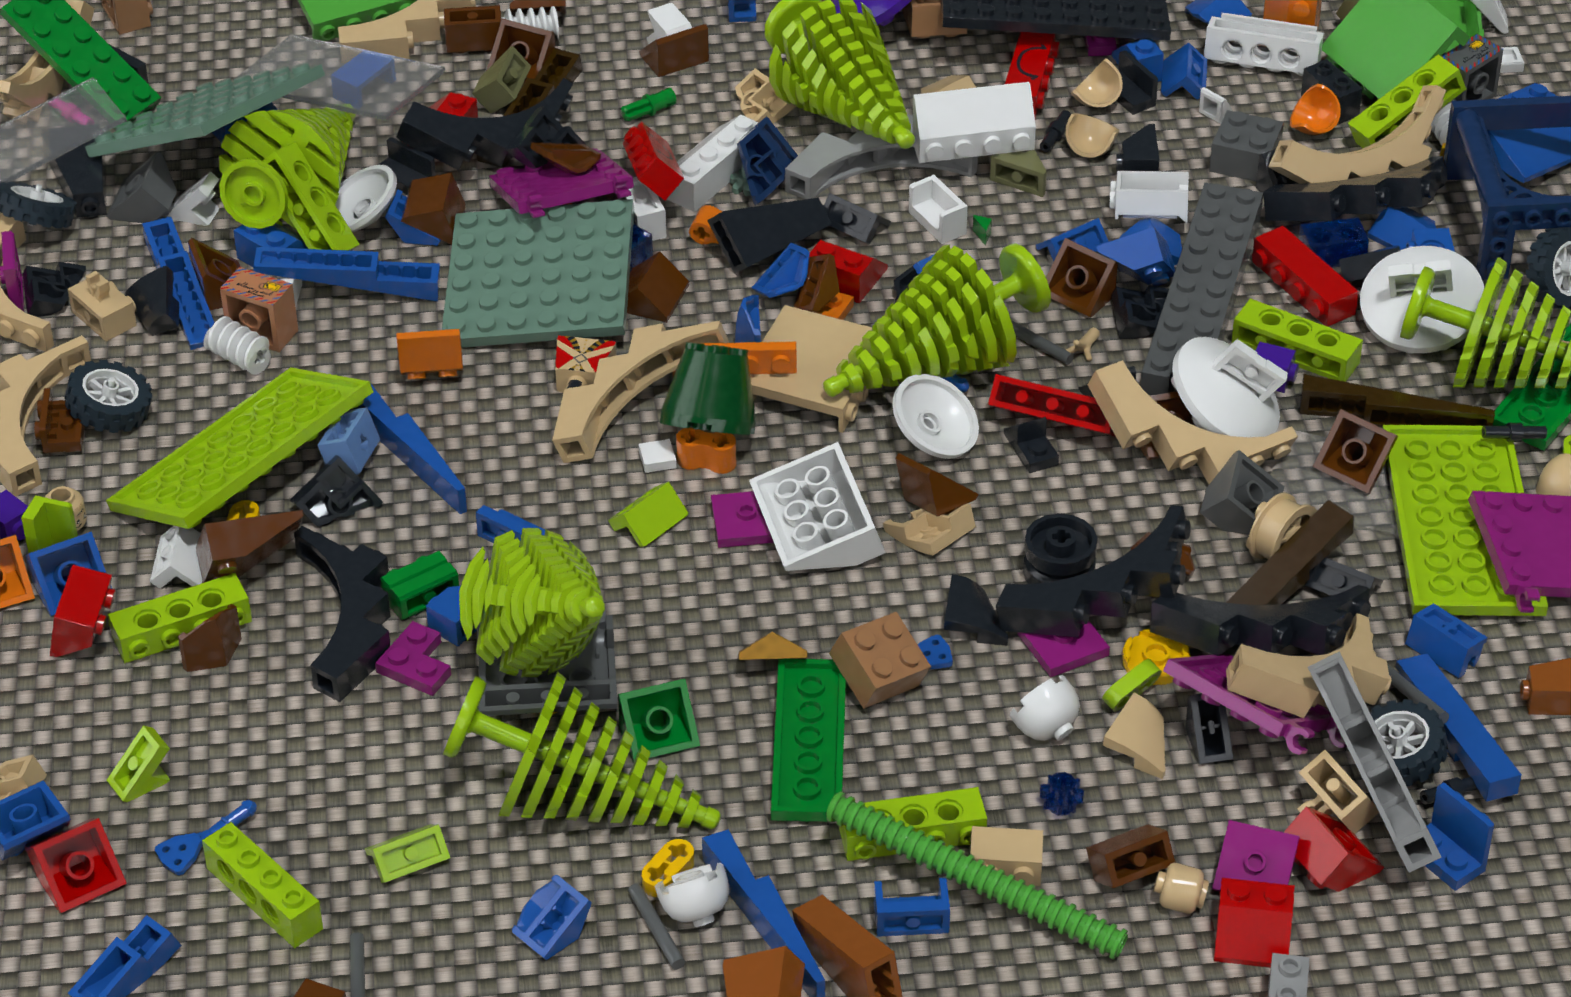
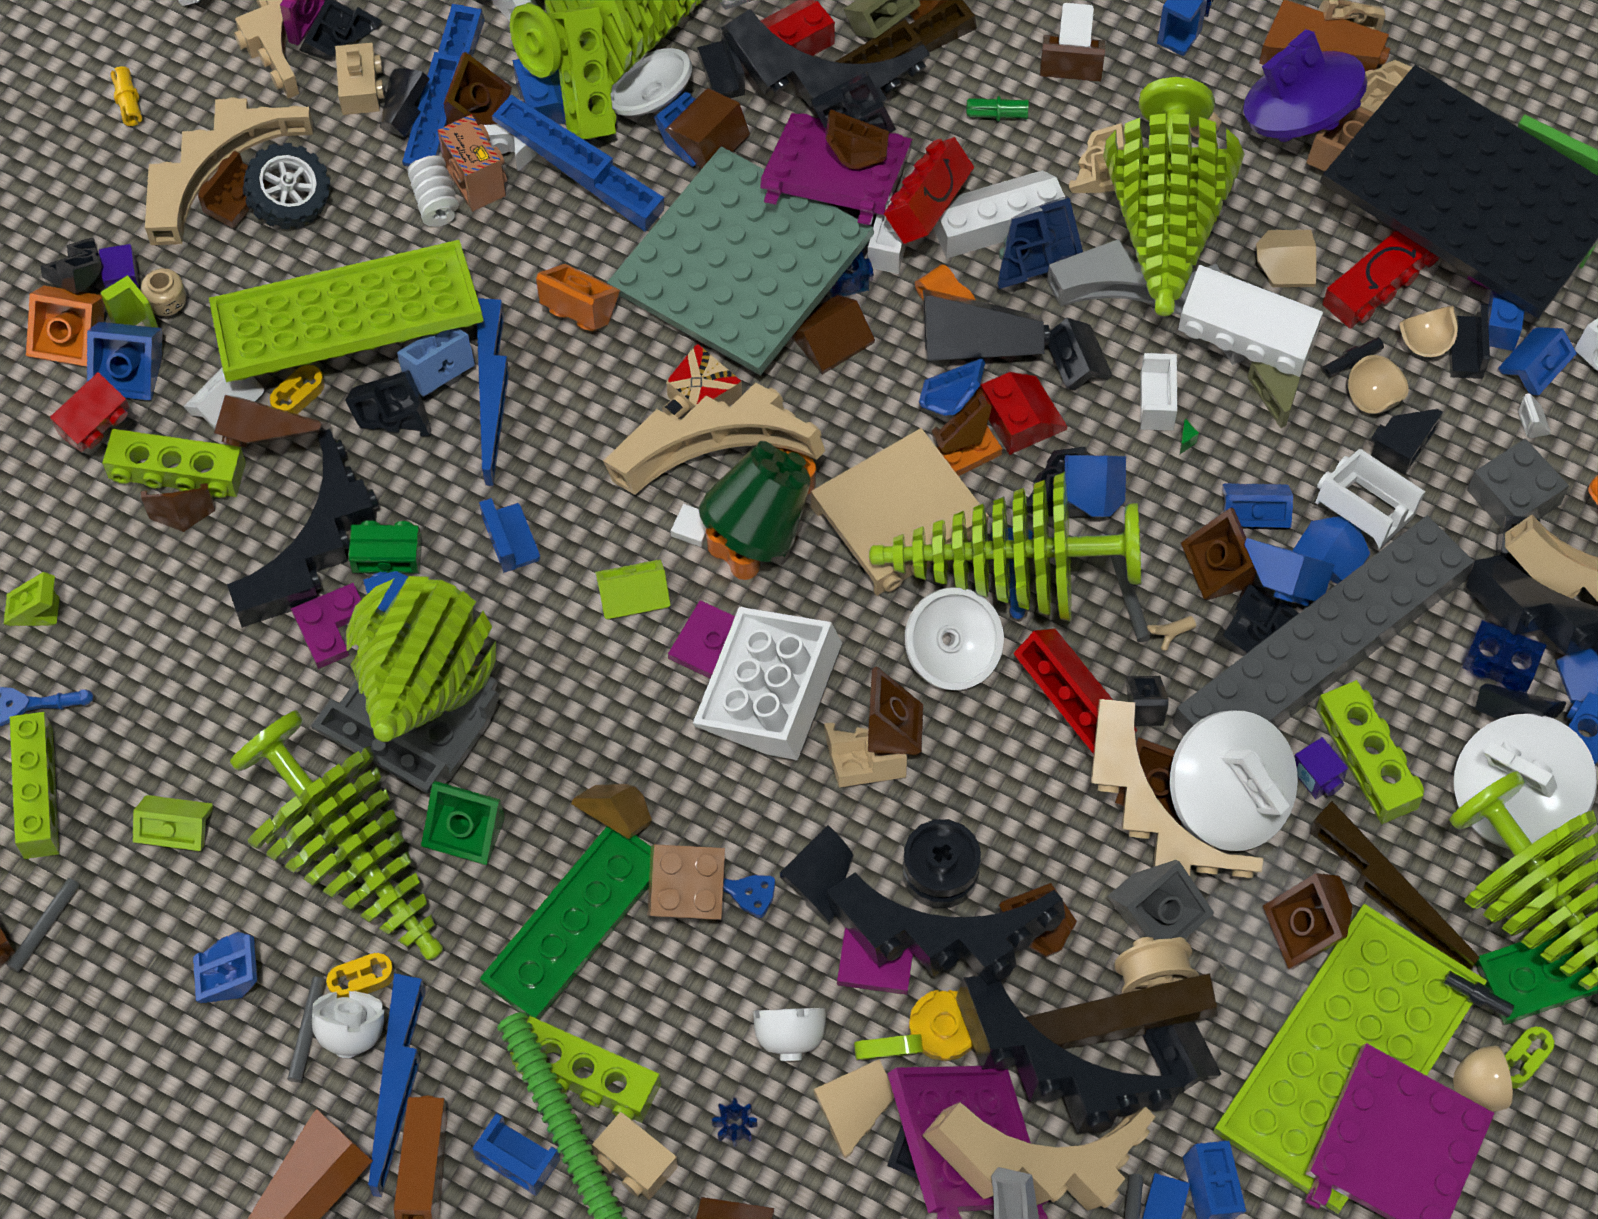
camera: 35 degrees right, 20 degrees up
(748, 320) = (878, 429): blue slope -> none
(768, 356) = (836, 480): orange plate -> none
(1032, 445) = (1027, 718): black slope -> none
(1305, 276) = (1442, 679): red brick -> none

